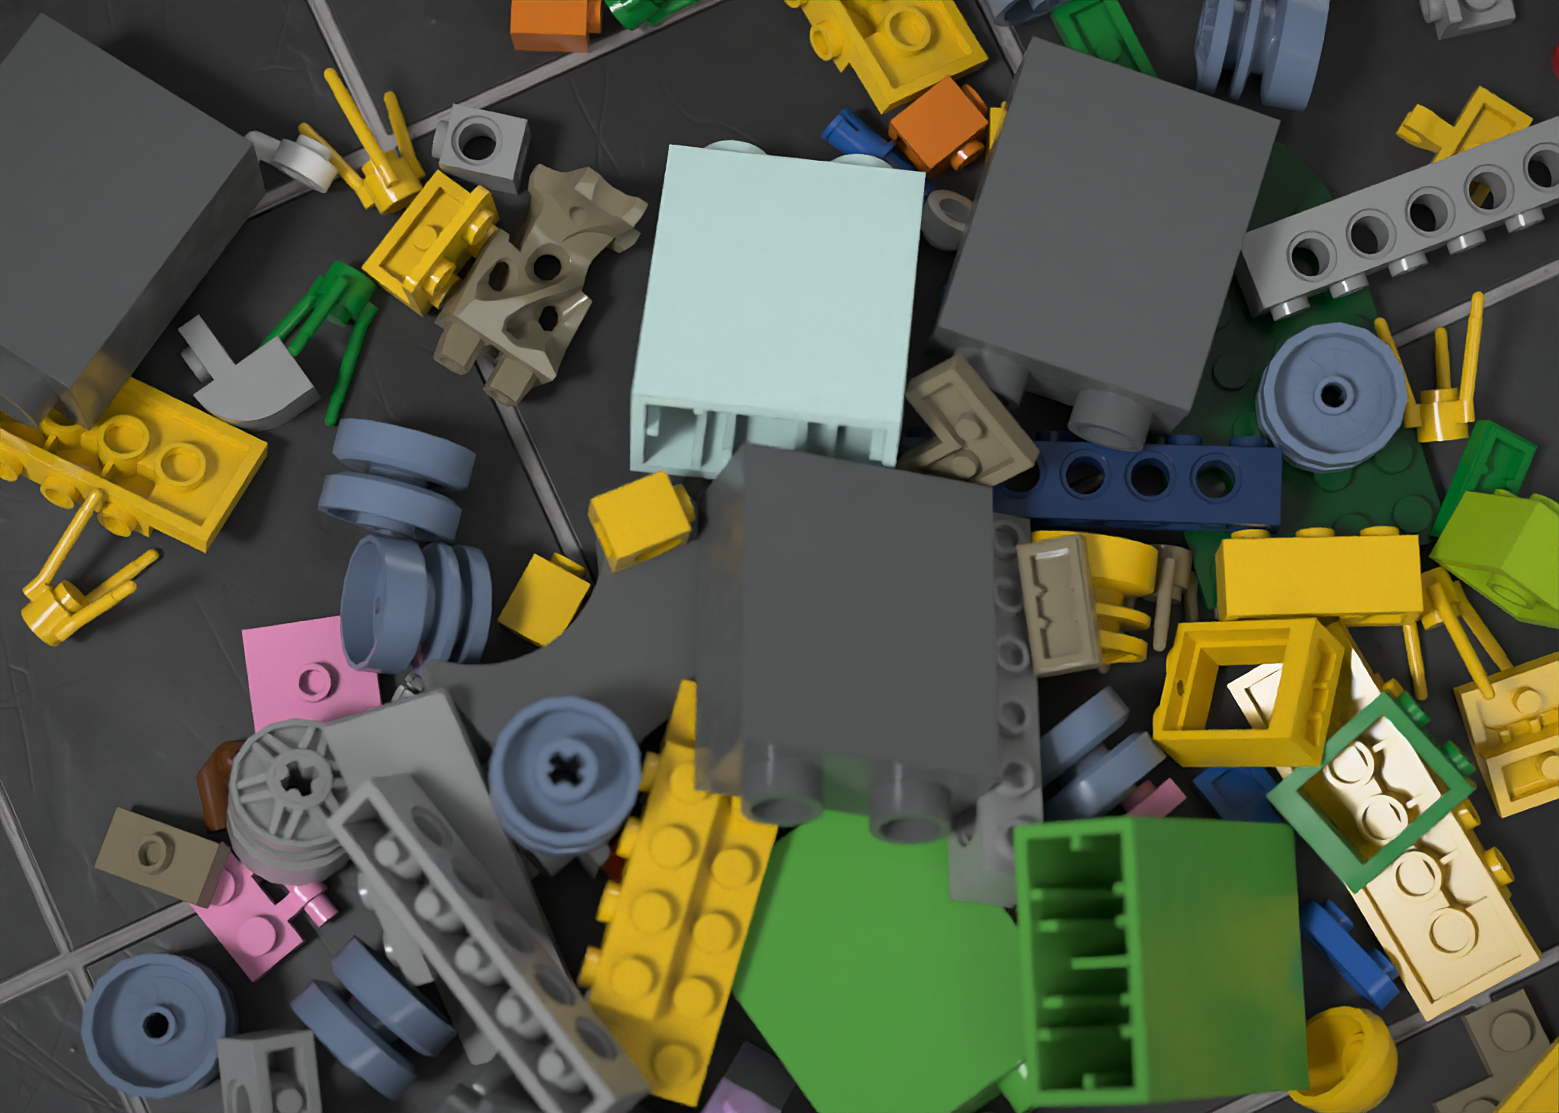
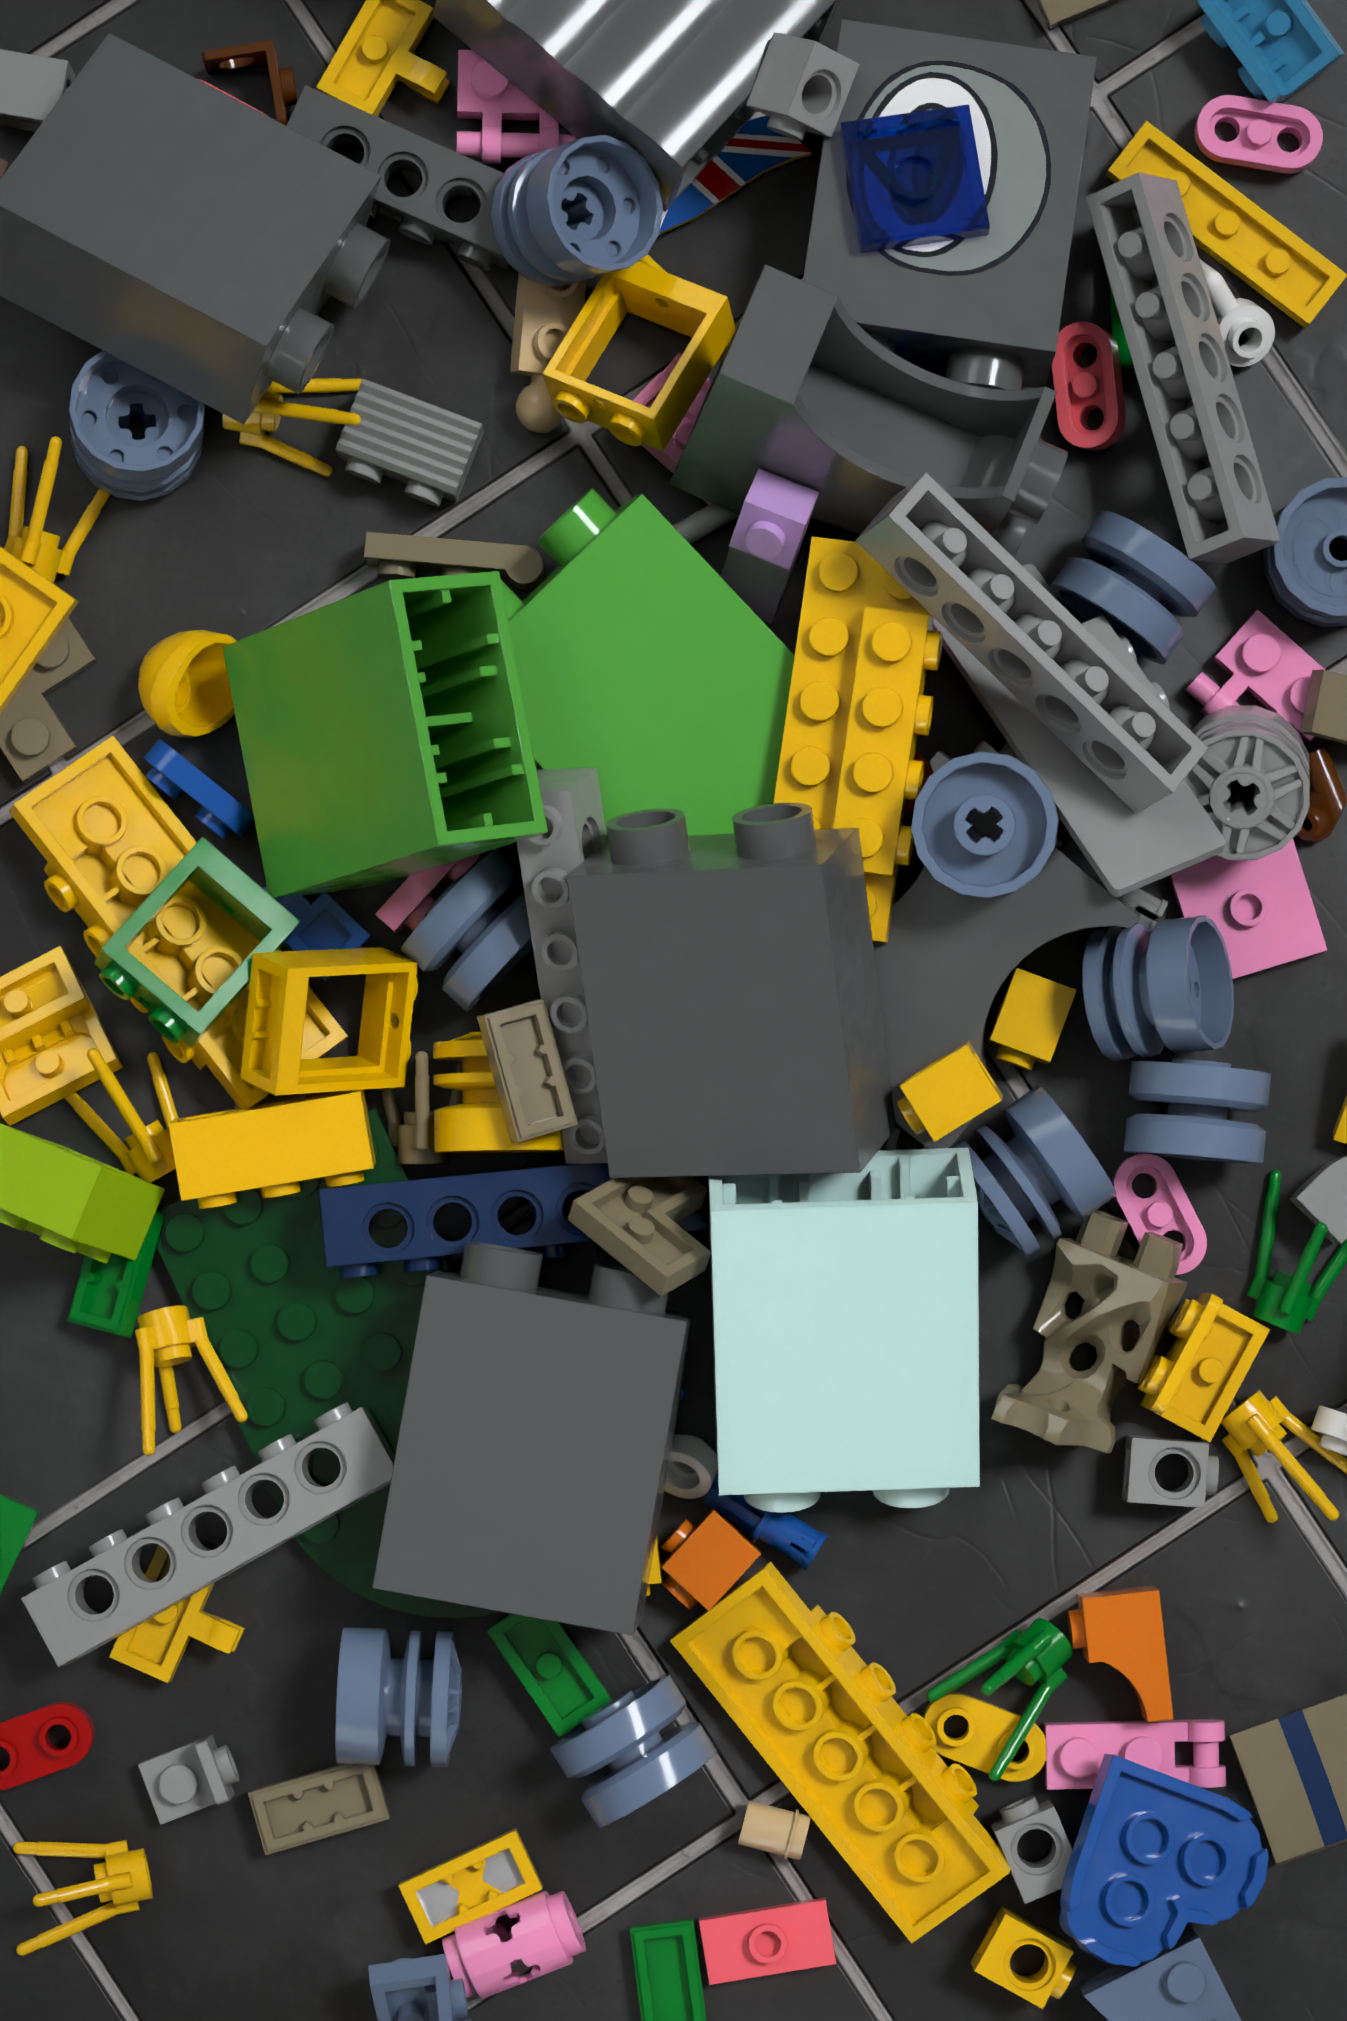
camera: 170 degrees right, 5 degrees up
(449, 398) = (1162, 1211): none -> bright pink plate
(568, 446) = (1035, 1171): none -> sand blue wheel
(1368, 387) = (266, 1291): sand blue wheel -> none

